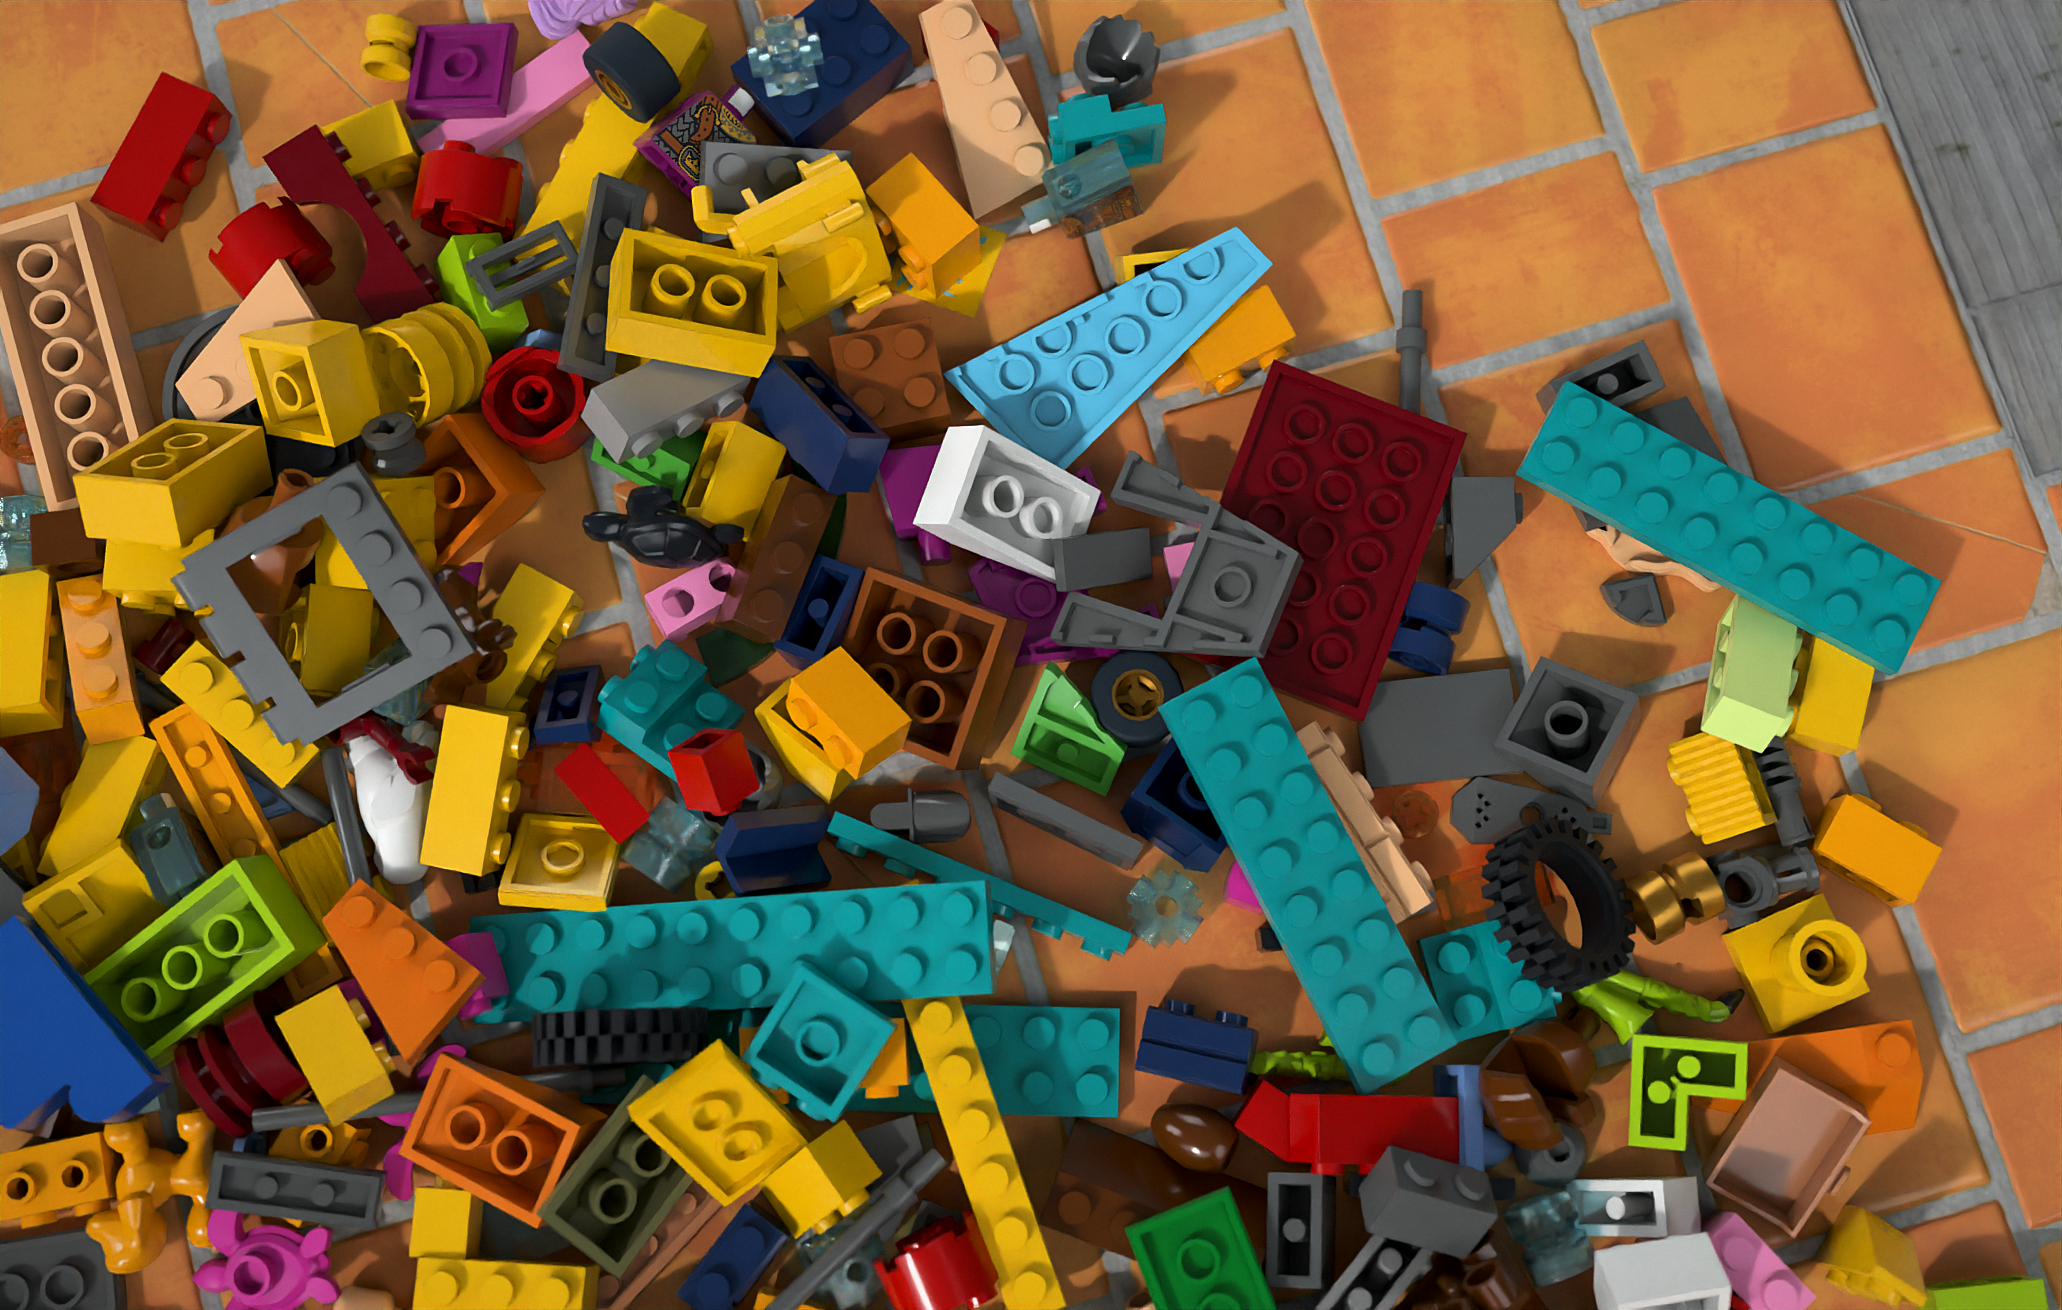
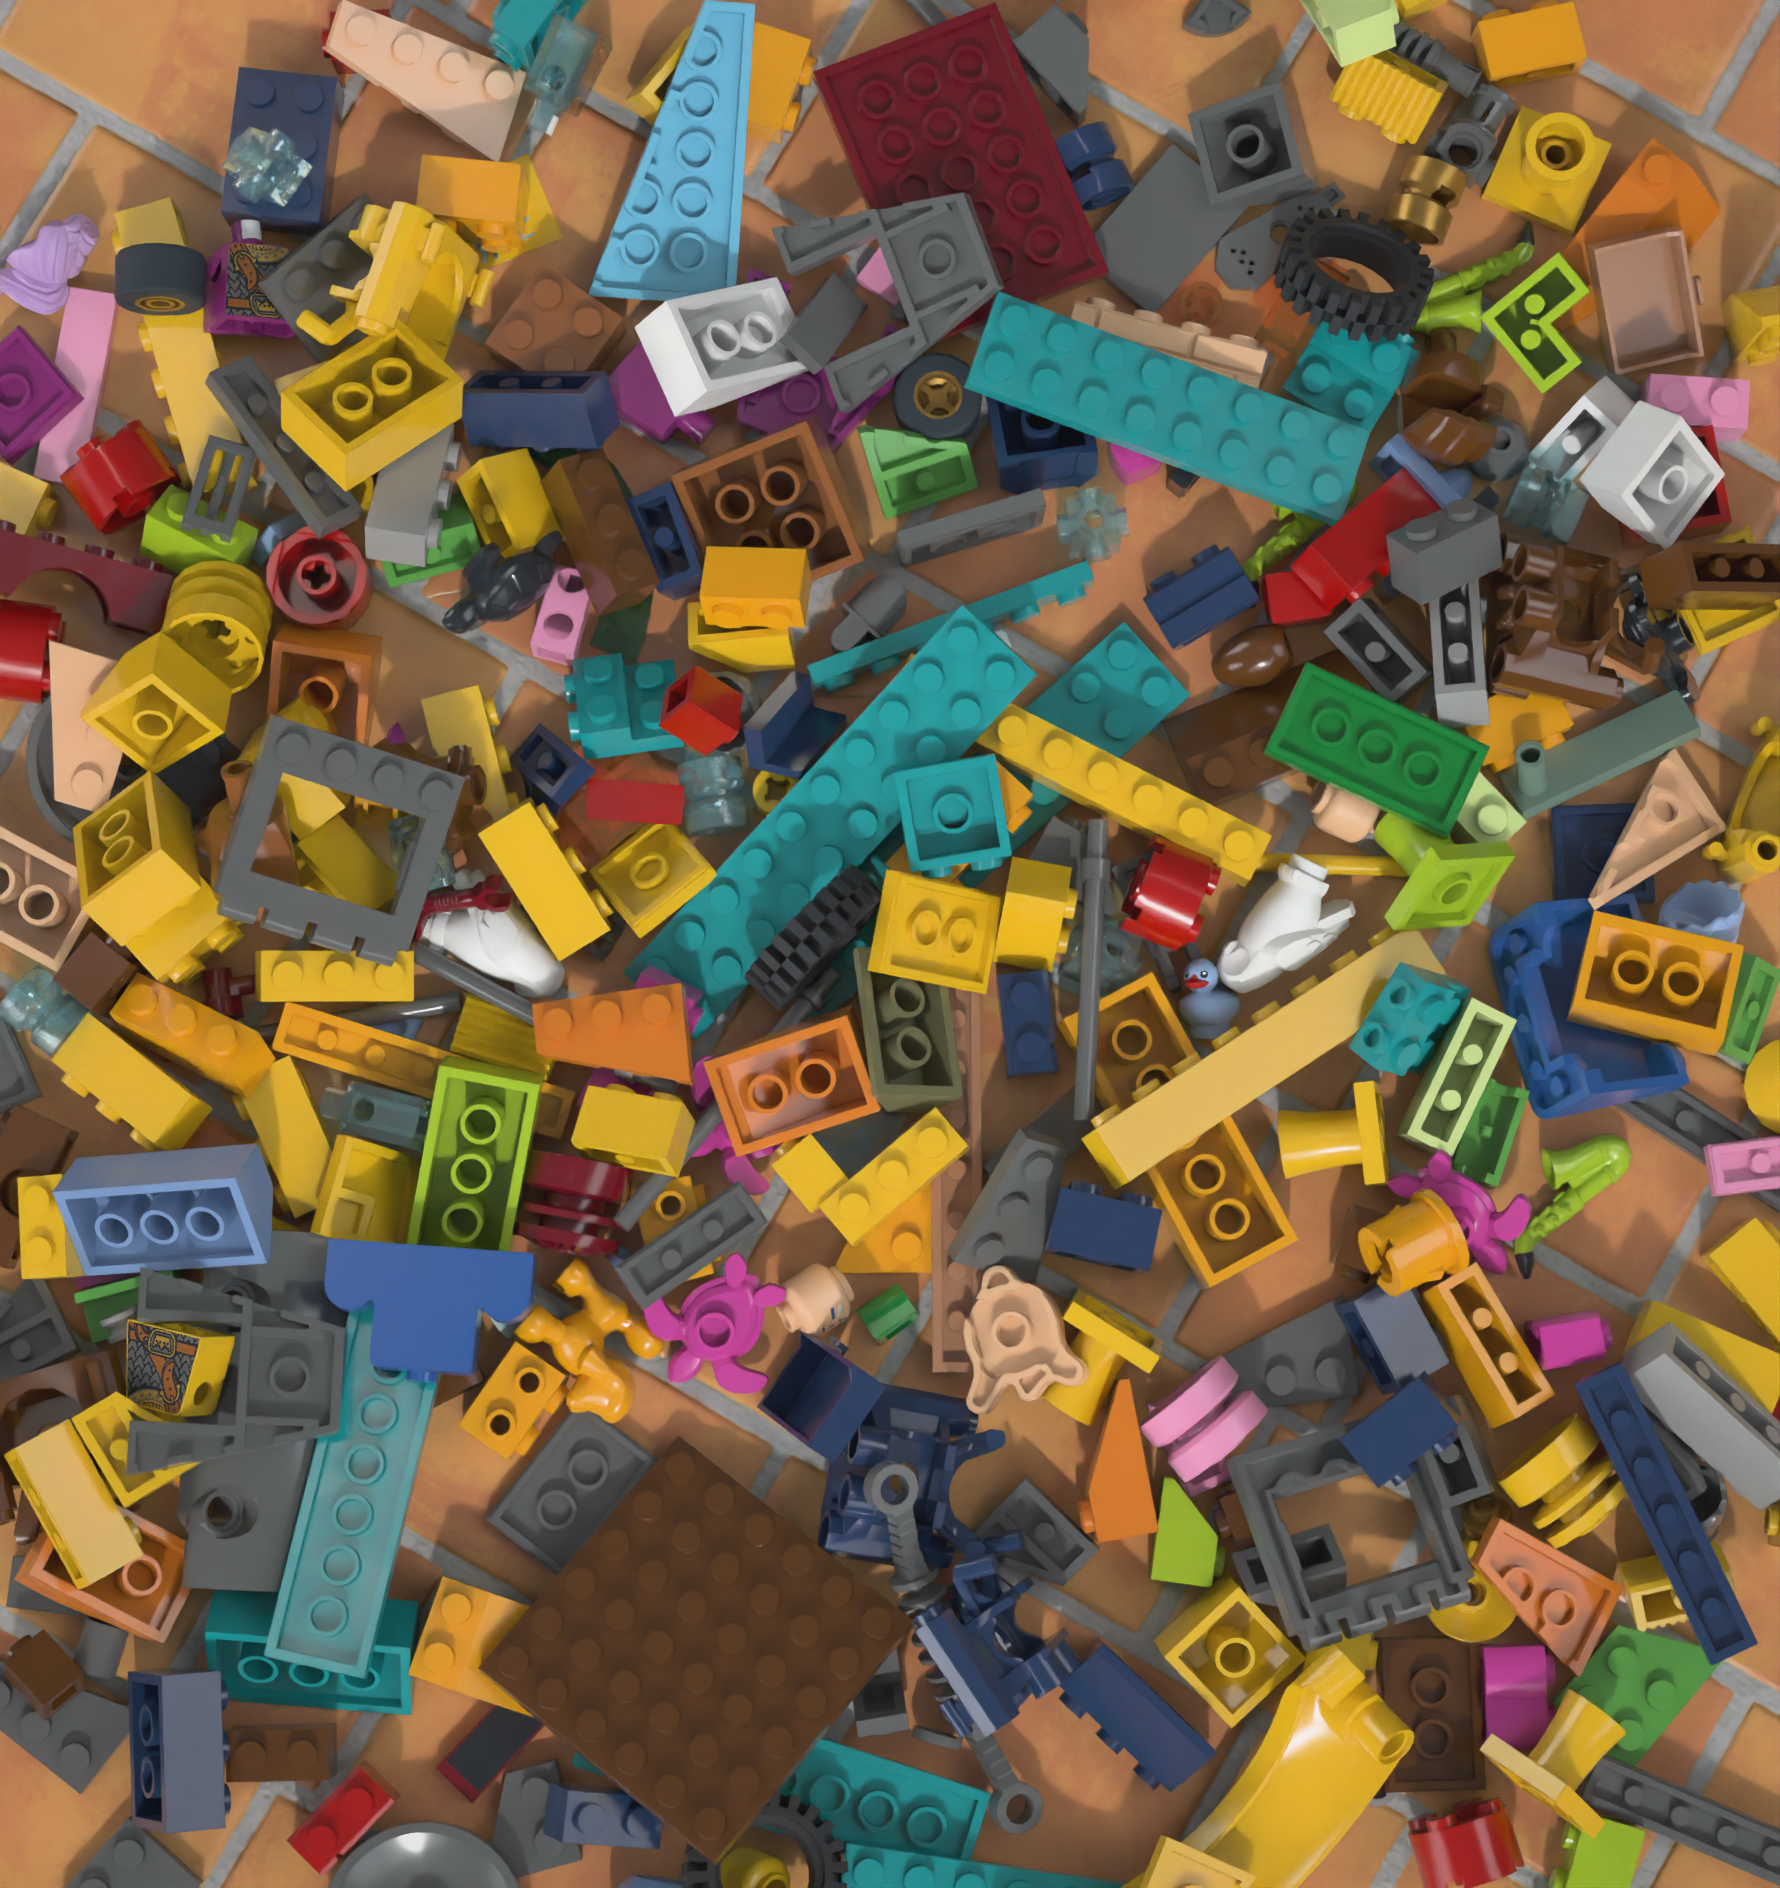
camera: 45 degrees left, 5 degrees up
(394, 444) = (256, 694): dark grey wheel -> none

